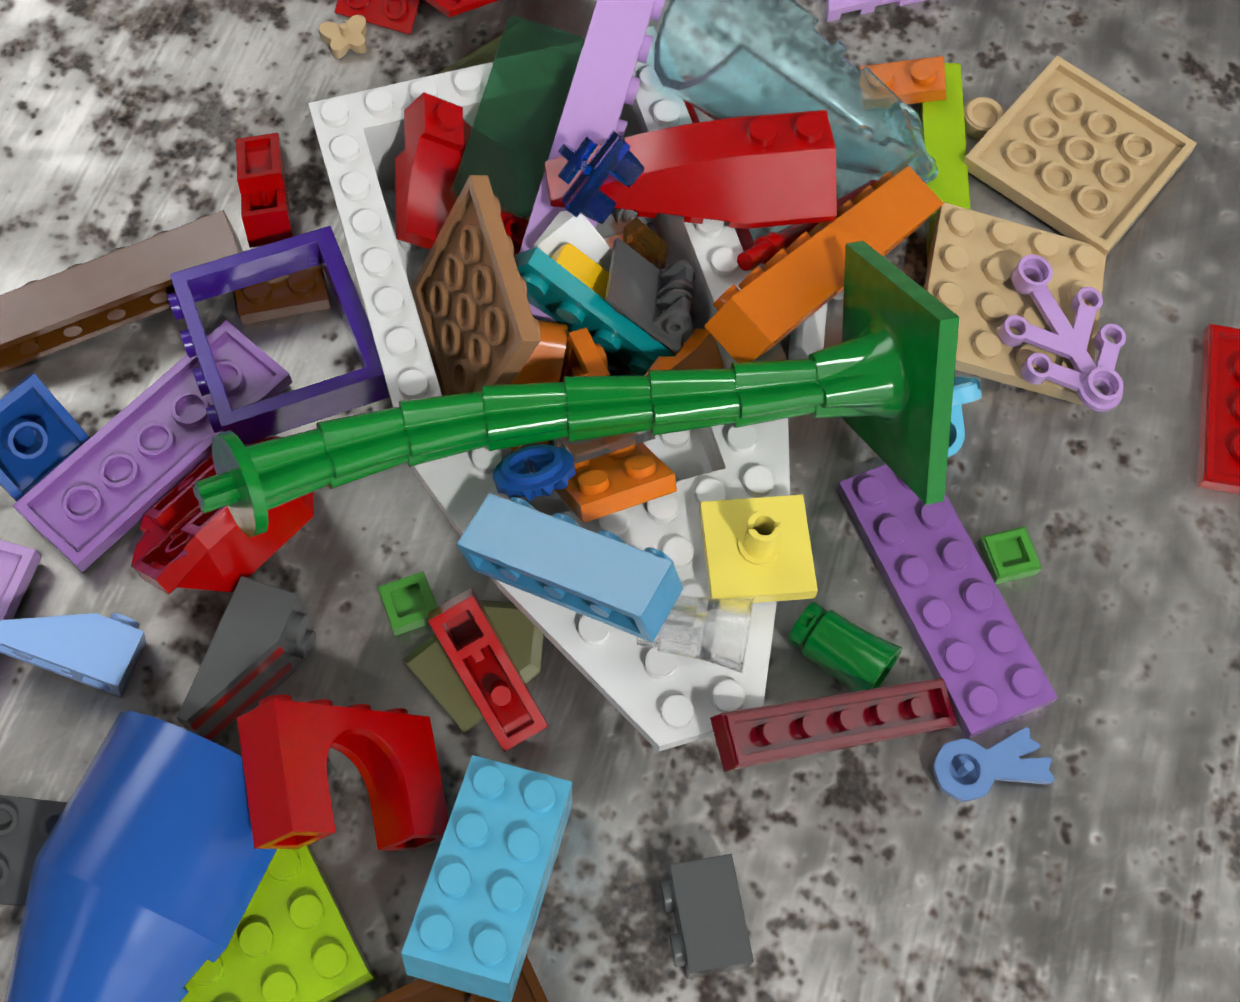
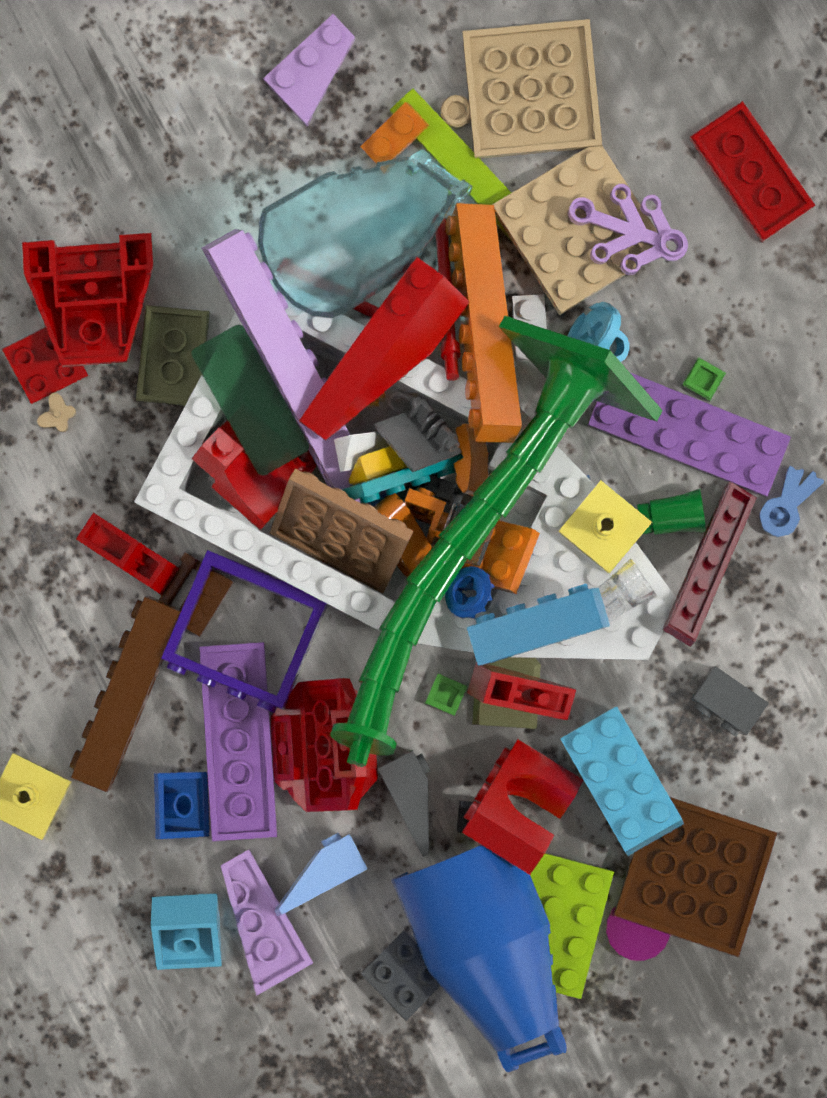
camera: 40 degrees left, 20 degrees up
(585, 192) = (342, 412): clear blue hips -> none

